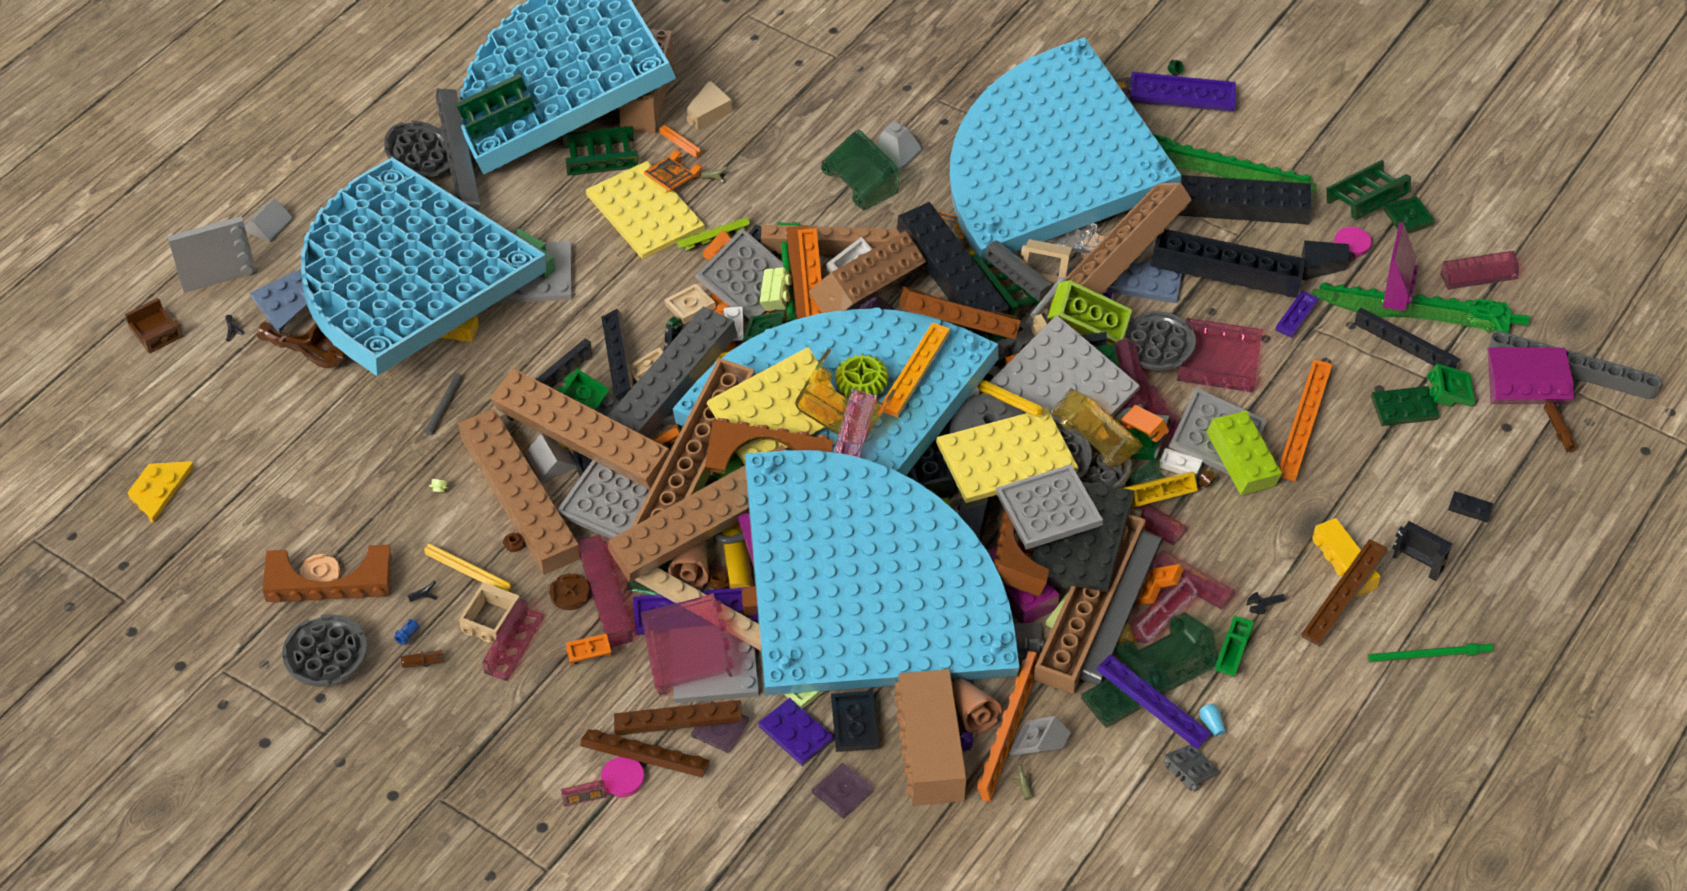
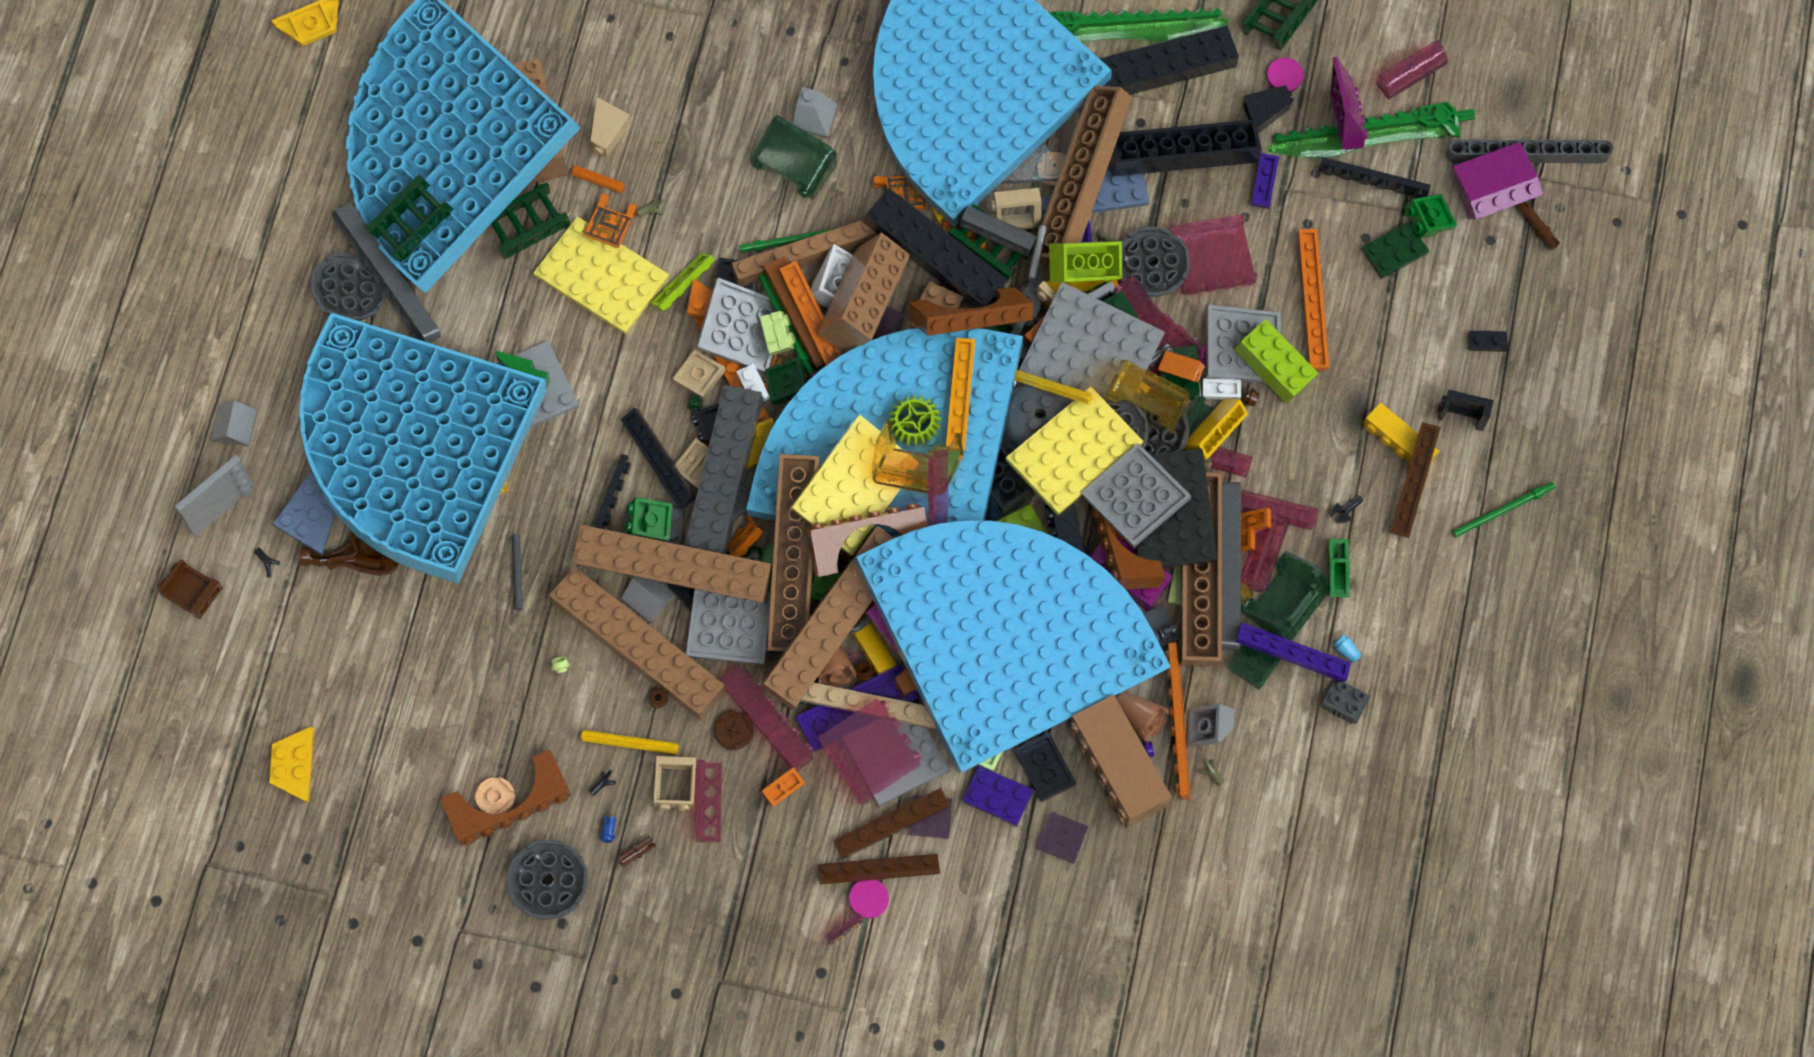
camera: 25 degrees left, 20 degrees up
(1411, 213) = (1326, 25): dark green plate -> none

